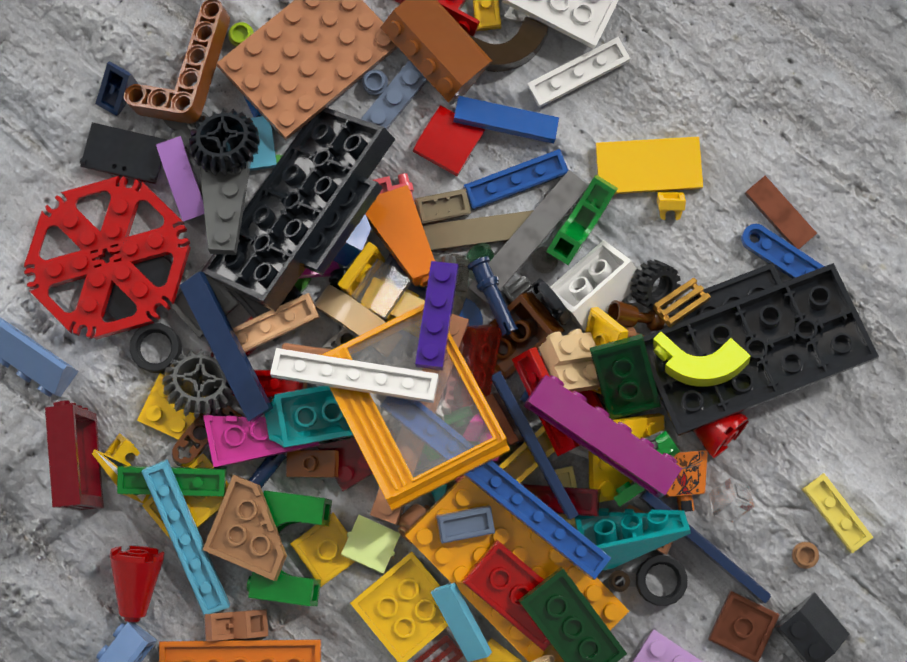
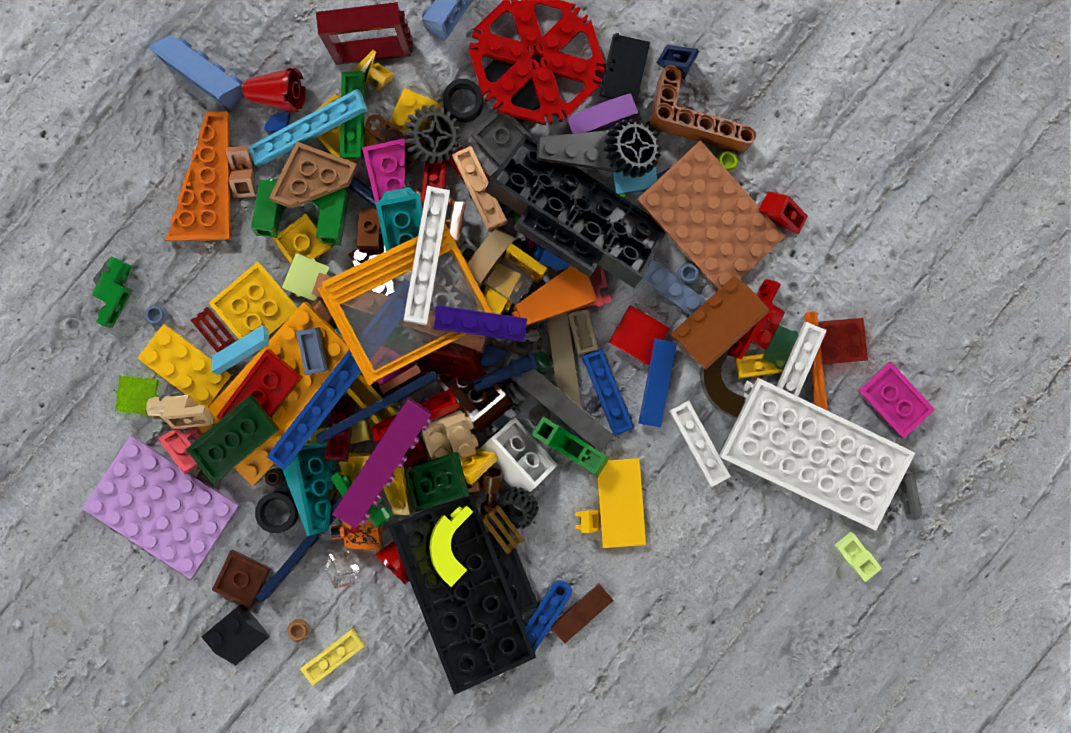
camera: 85 degrees right, 5 degrees up
(175, 579) = (277, 122): none -> blue tile
(226, 347) = (460, 154): dark blue tile -> none

